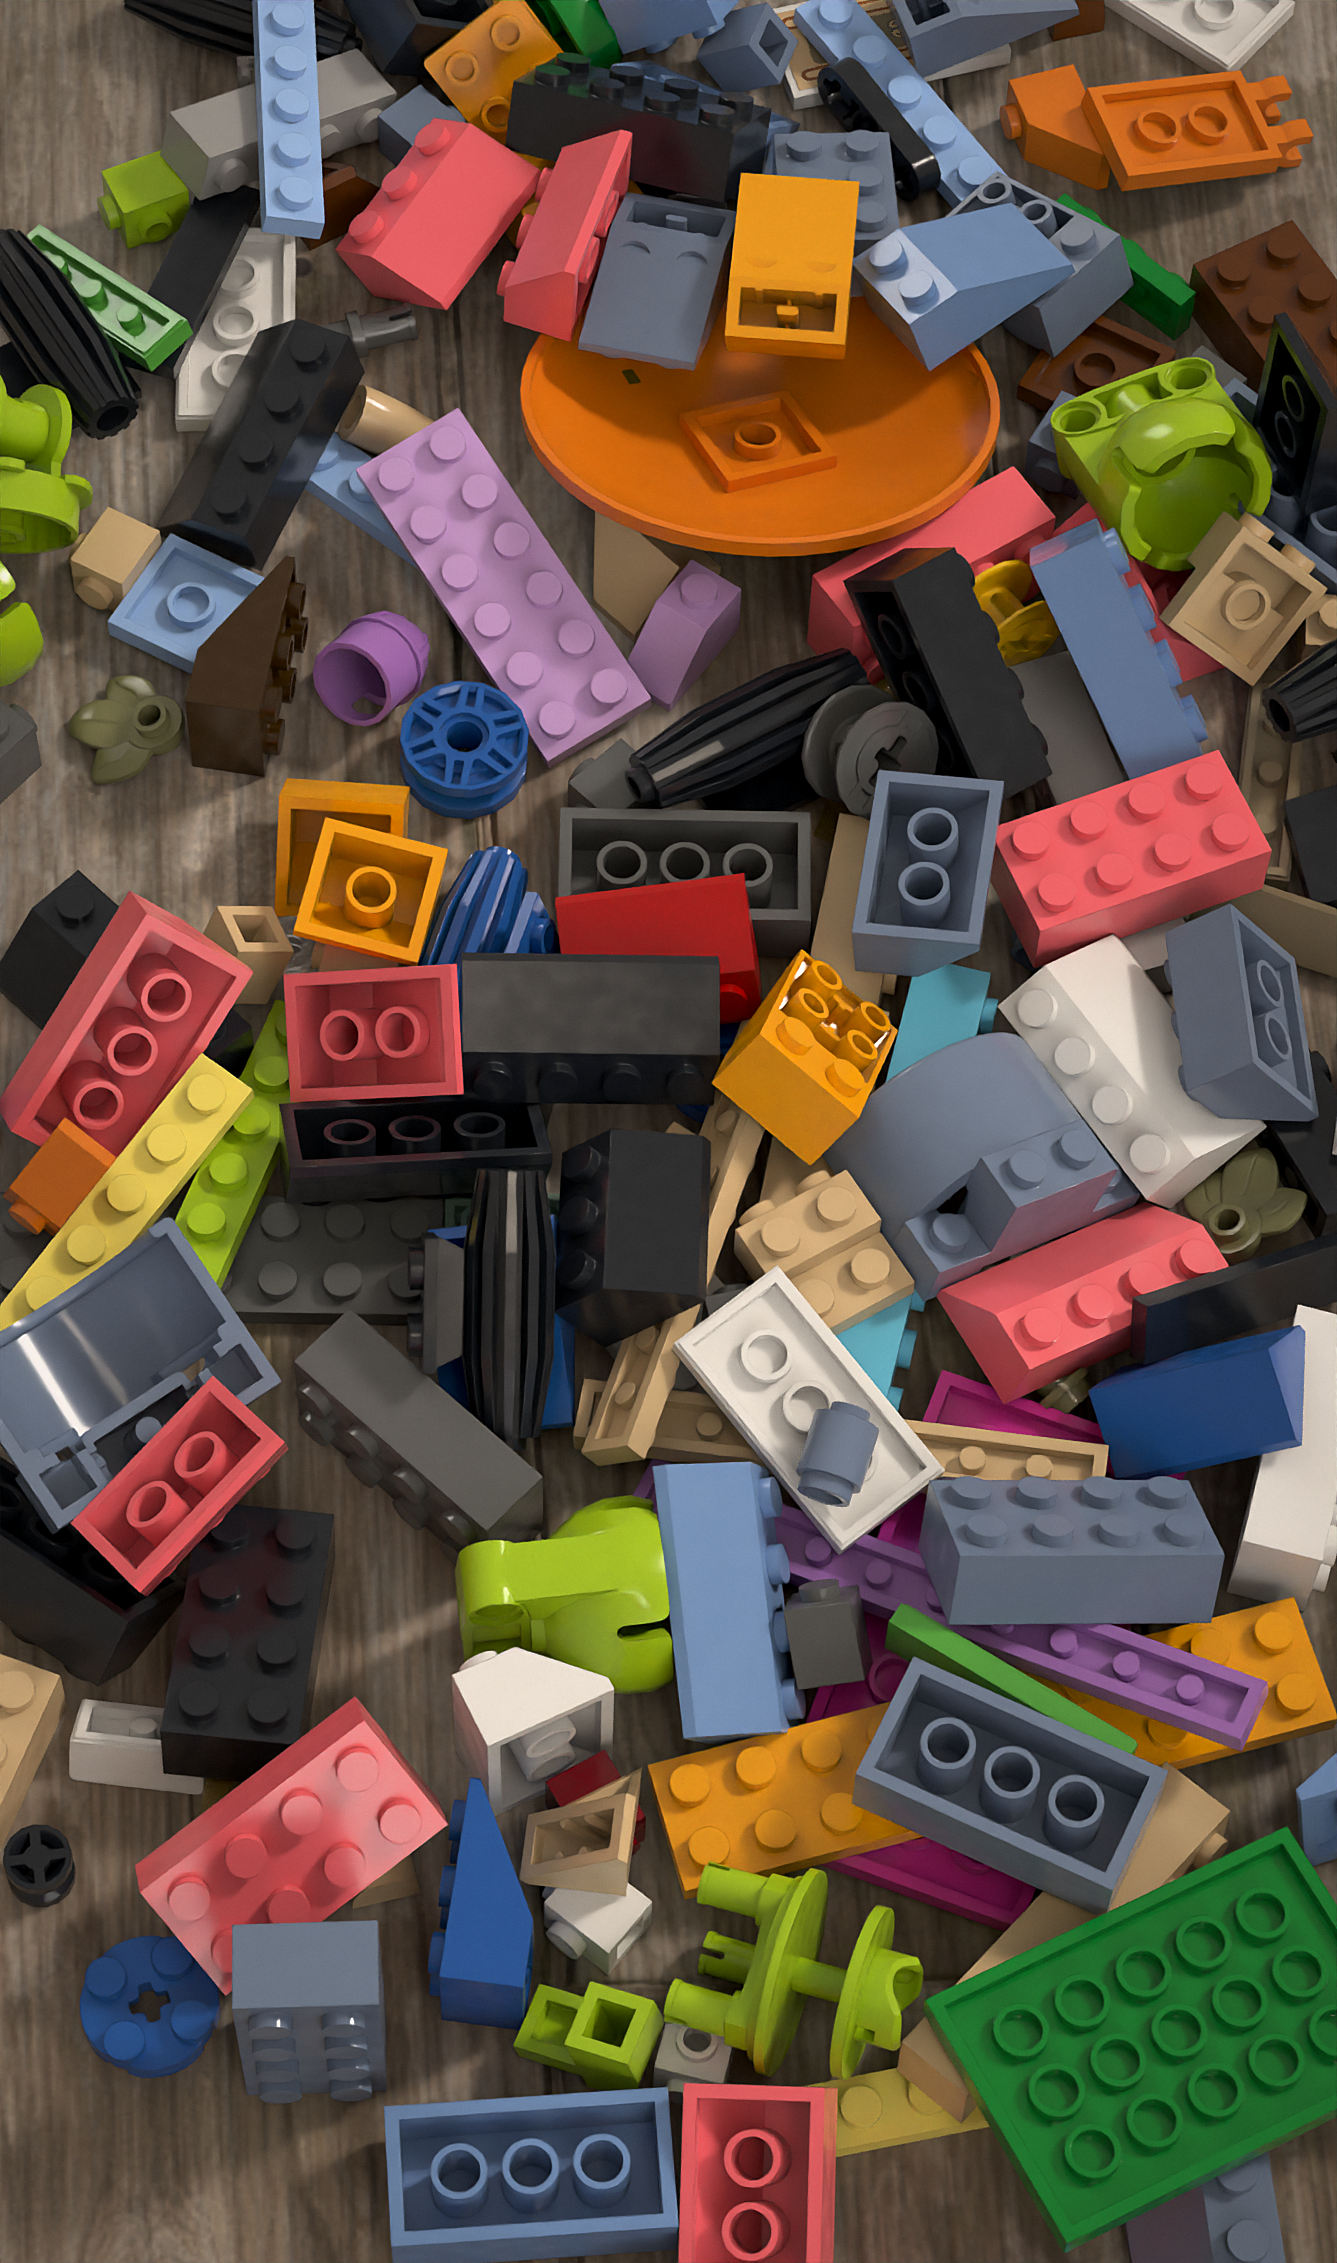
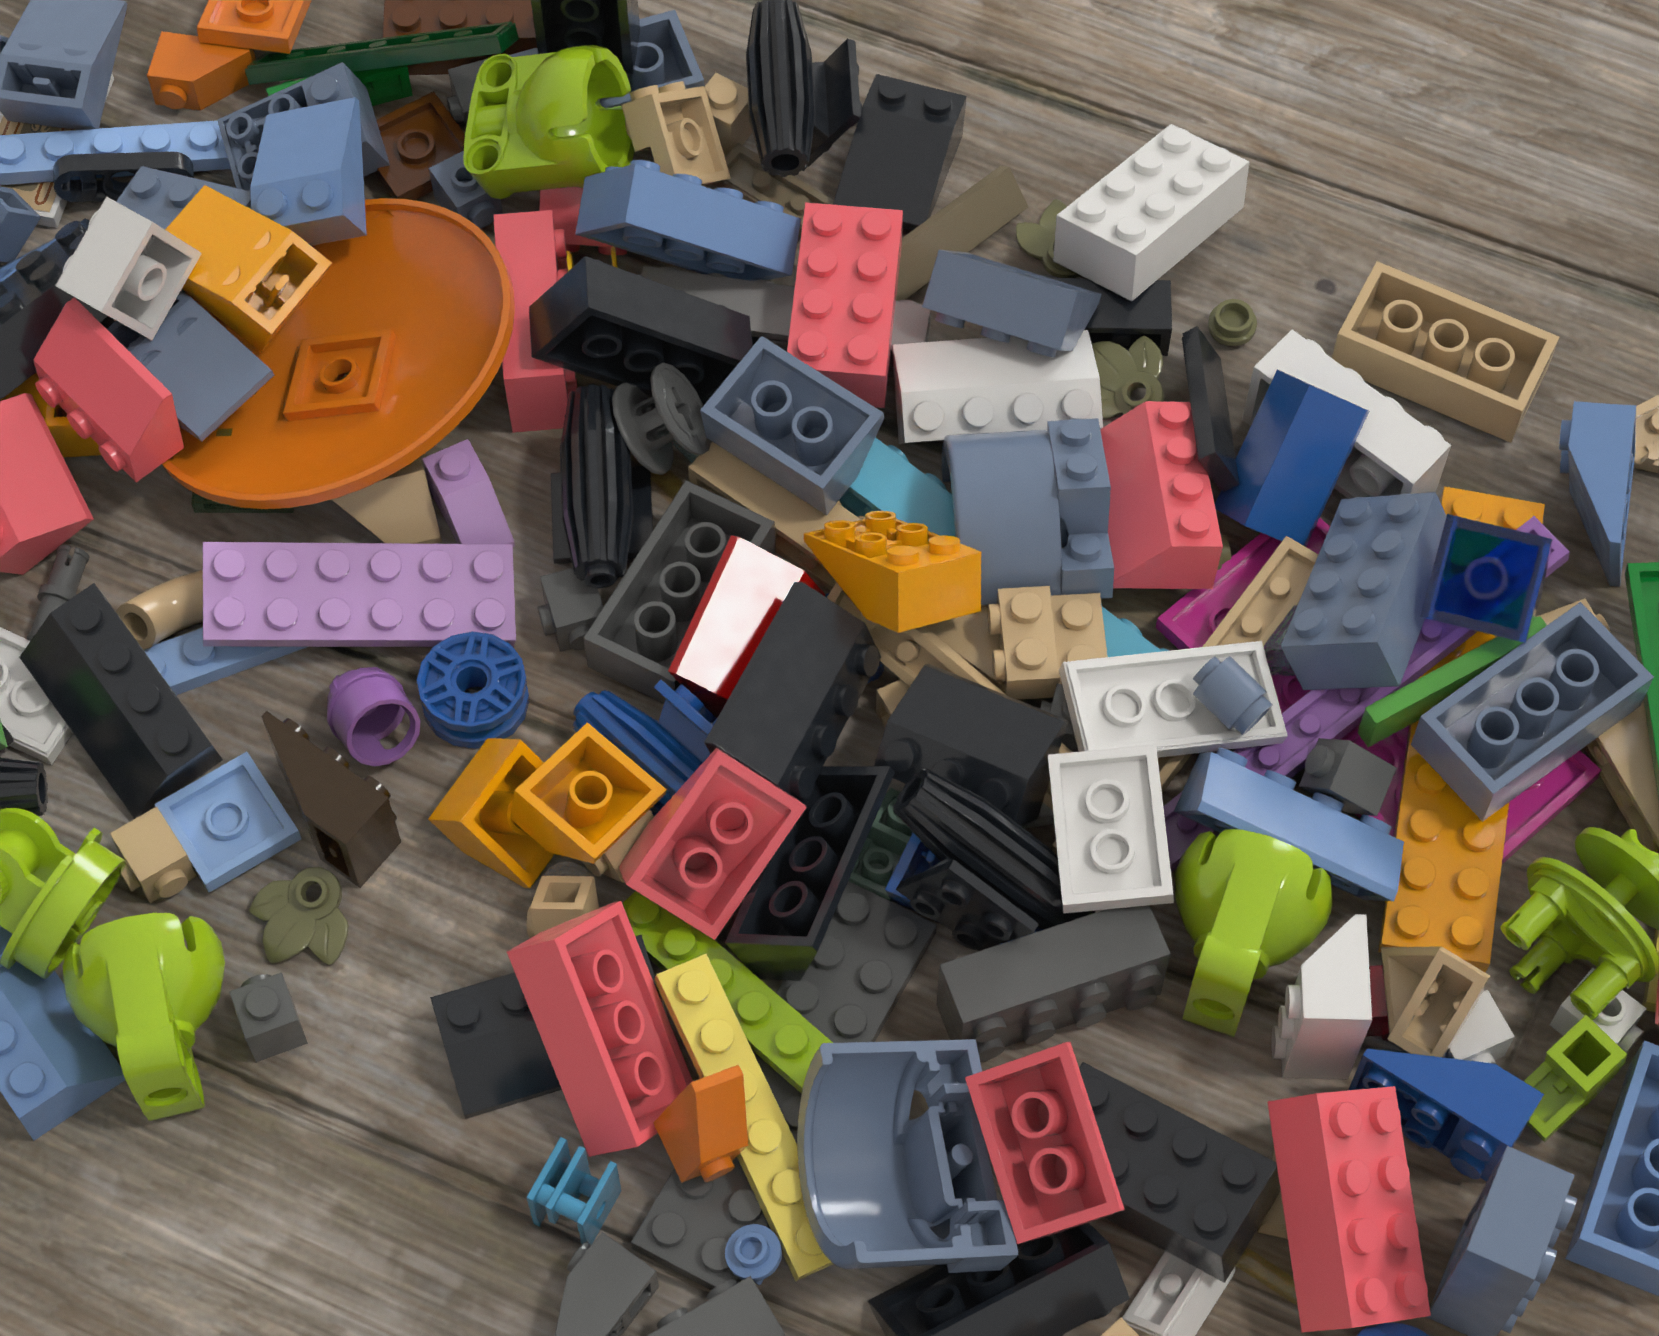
camera: 60 degrees left, 0 degrees up
(594, 1398) = (1110, 829): none -> white plate
(693, 160) = (128, 268): none -> white brick
(1127, 1654) = (1487, 578): none -> clear blue slope
(1171, 273) = (384, 52): none -> dark green tile

